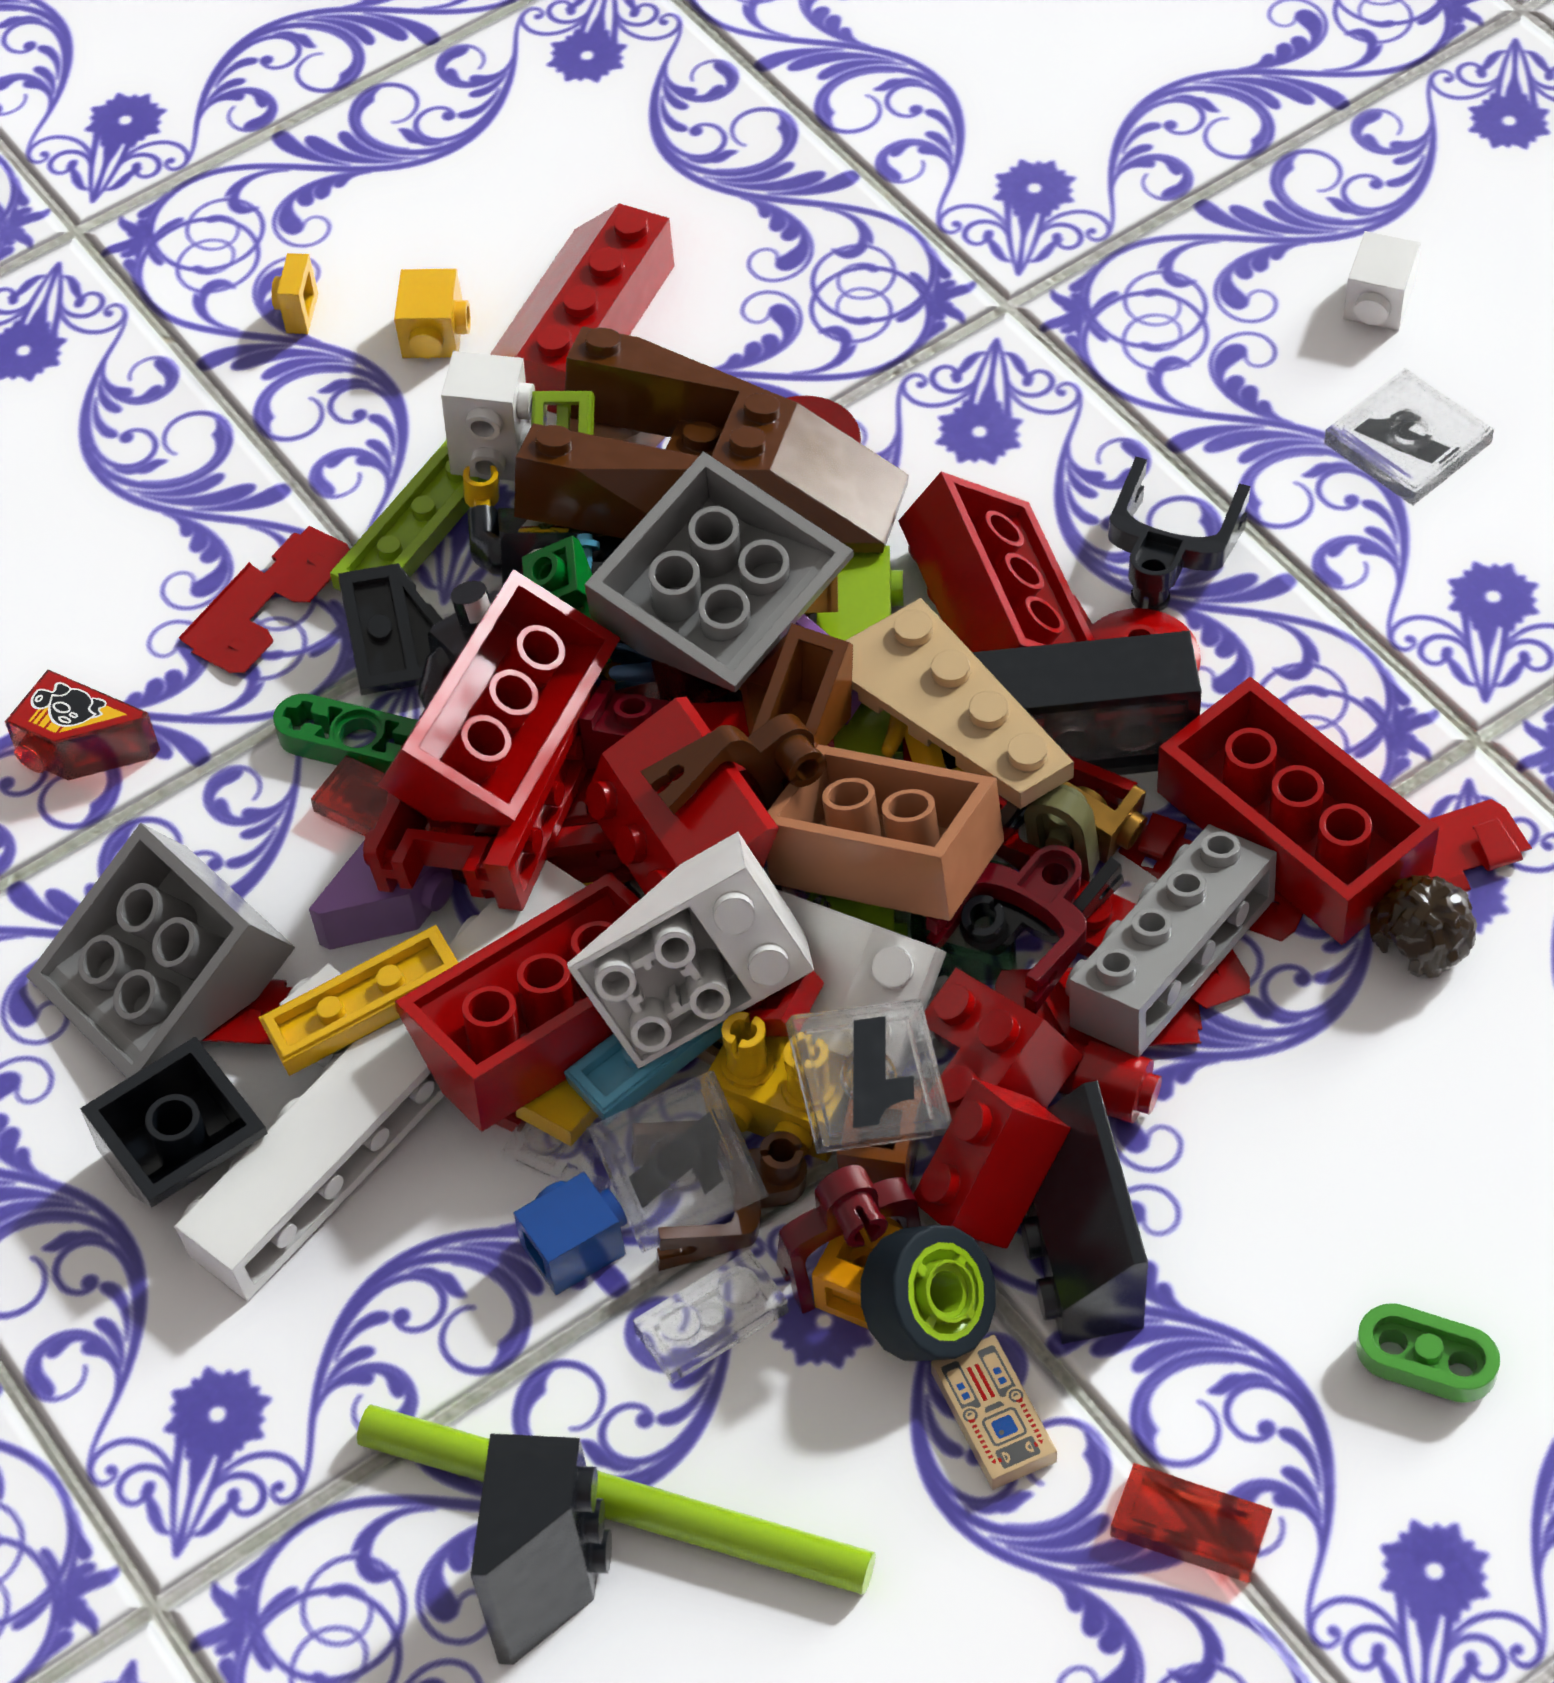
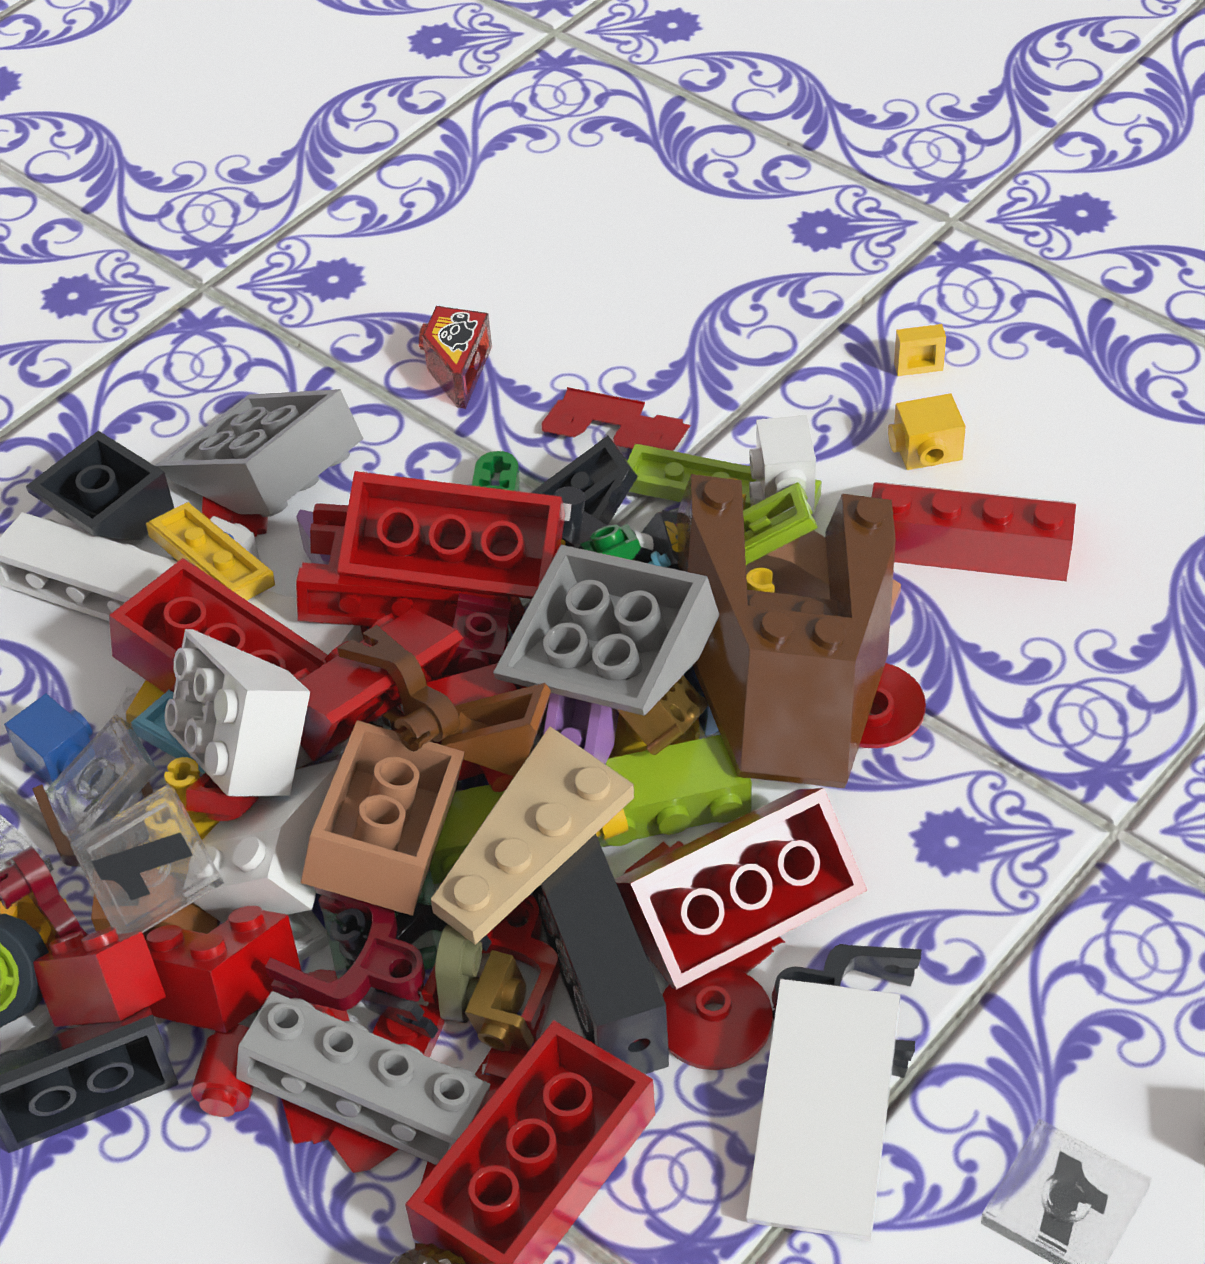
camera: 75 degrees right, 5 degrees down
(1290, 570) = (824, 1110): none -> white tile

